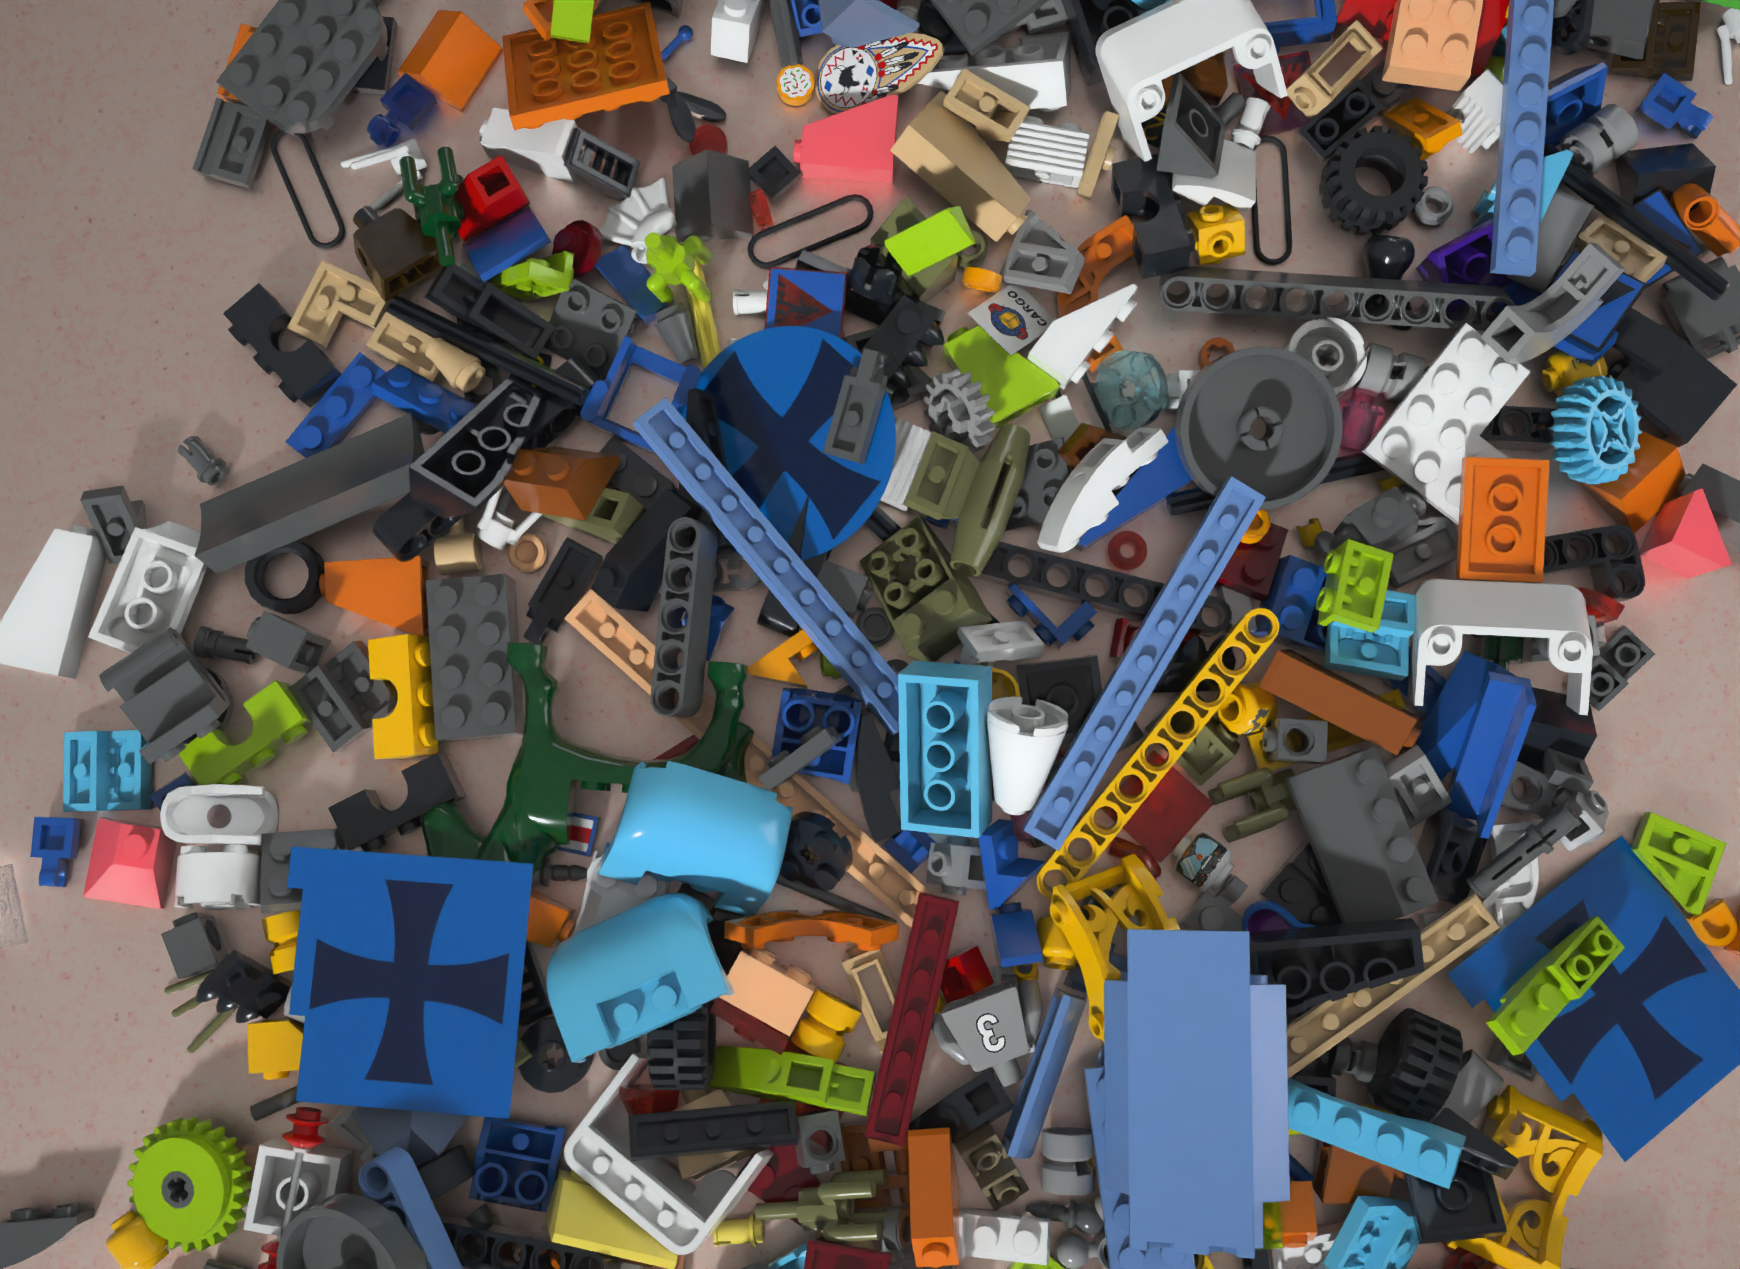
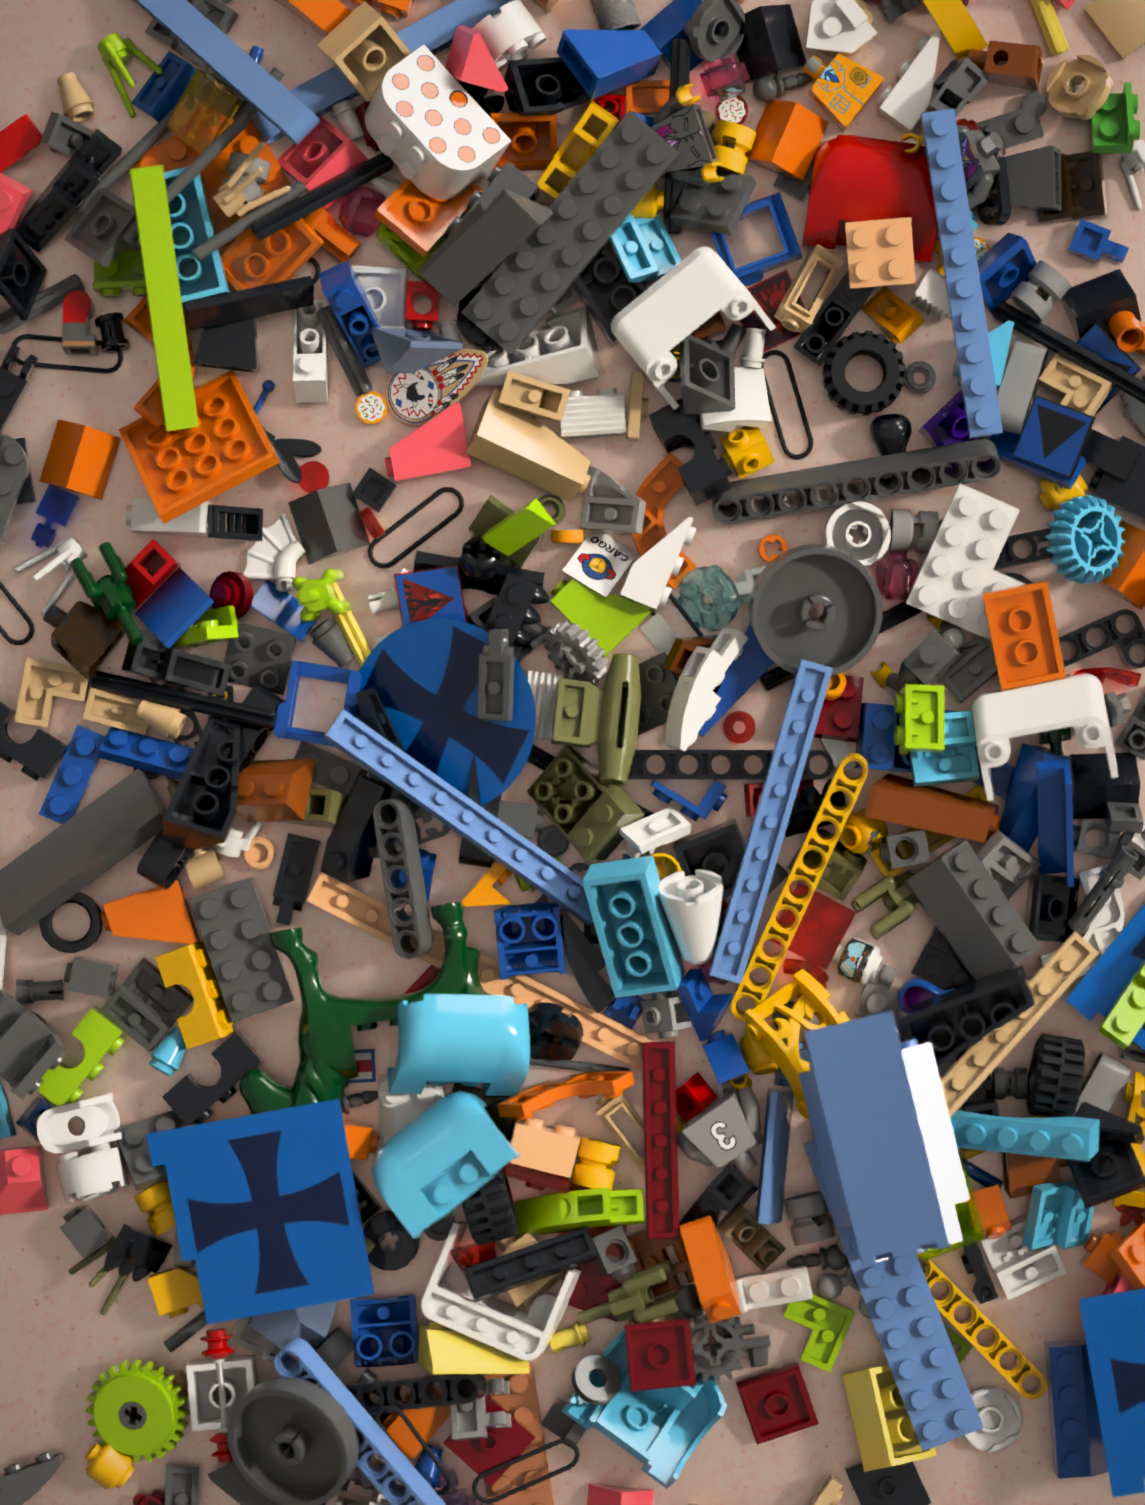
camera: 15 degrees left, 5 degrees up
(354, 760) = (169, 1053): none -> medium azure cone
(787, 765) = (513, 972): dark grey plate -> none
(1542, 323) = (1026, 461): light grey arch -> none

